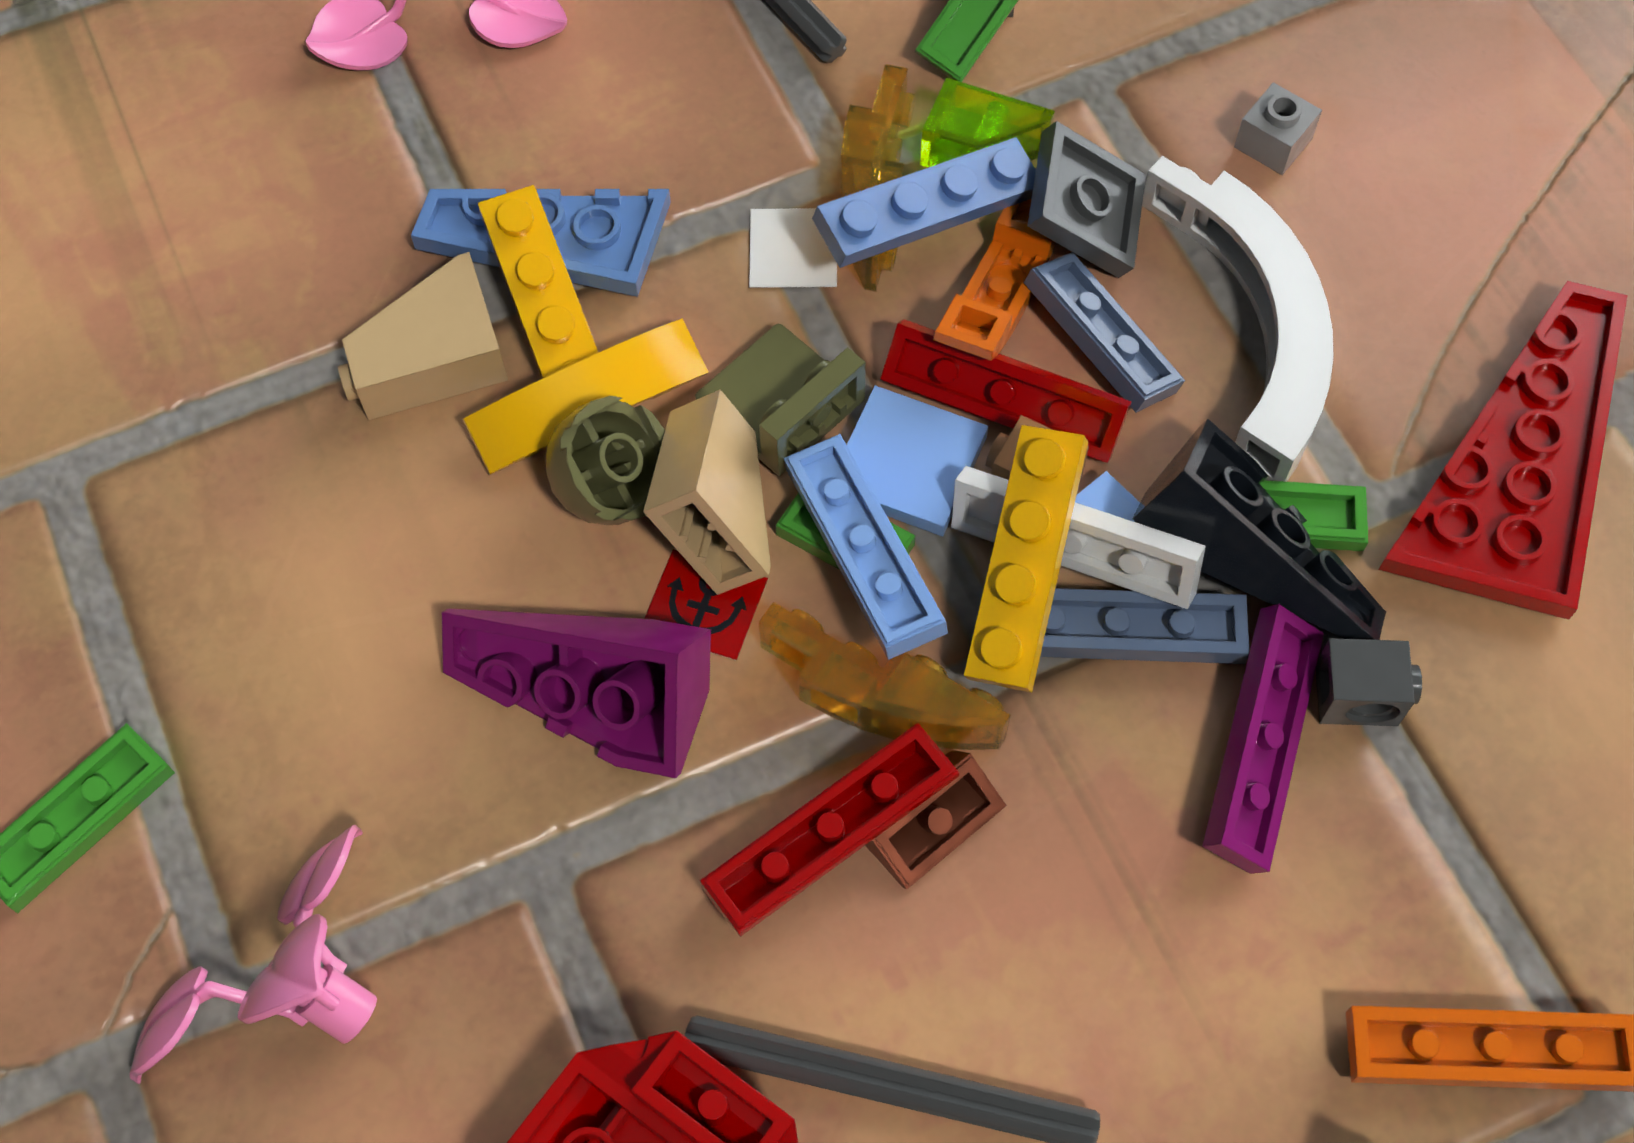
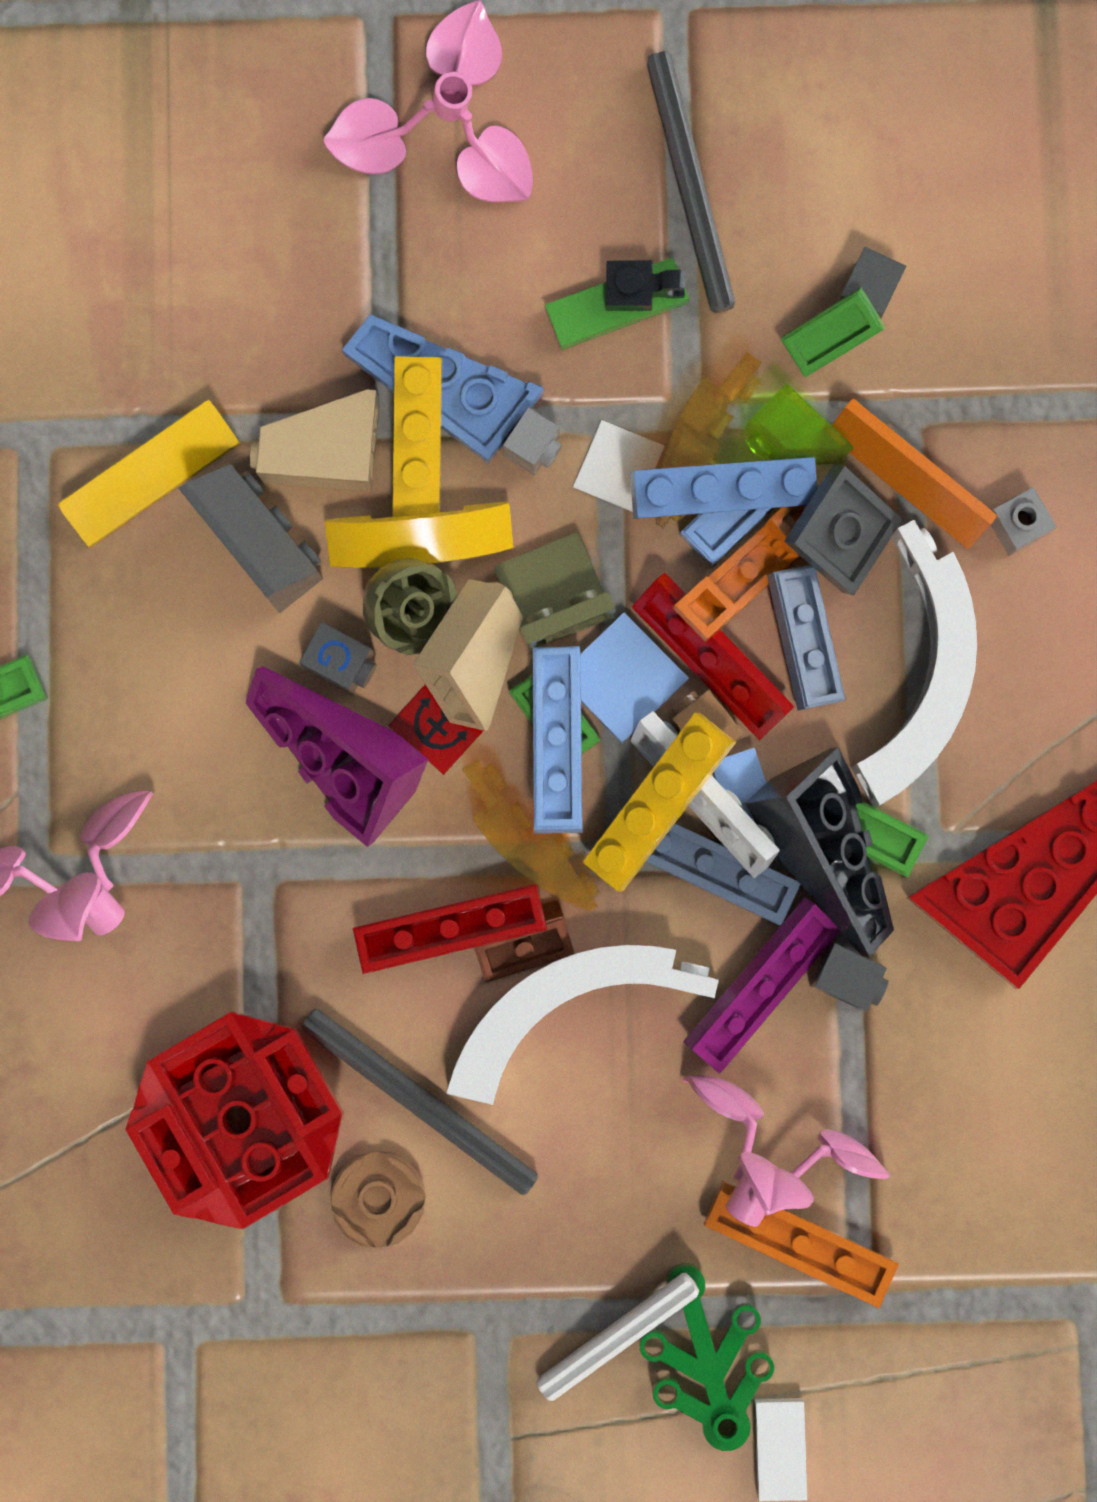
camera: 25 degrees right, 20 degrees up
(216, 457) = (148, 473): none -> yellow slope
(377, 468) = (254, 534): none -> dark grey slope
(544, 567) = (339, 659): none -> dark grey brick
(681, 249) = (533, 442): none -> light grey plate
(713, 89) = (585, 317): none -> bright green tile
(730, 57) = (633, 285): none -> black plate
(944, 261) = (717, 533): none -> light blue tile
(1001, 843) = (511, 1018): none -> white arch
(1141, 124) = (913, 475): none -> orange tile
(1408, 984) = (761, 1185): none -> bright pink plant

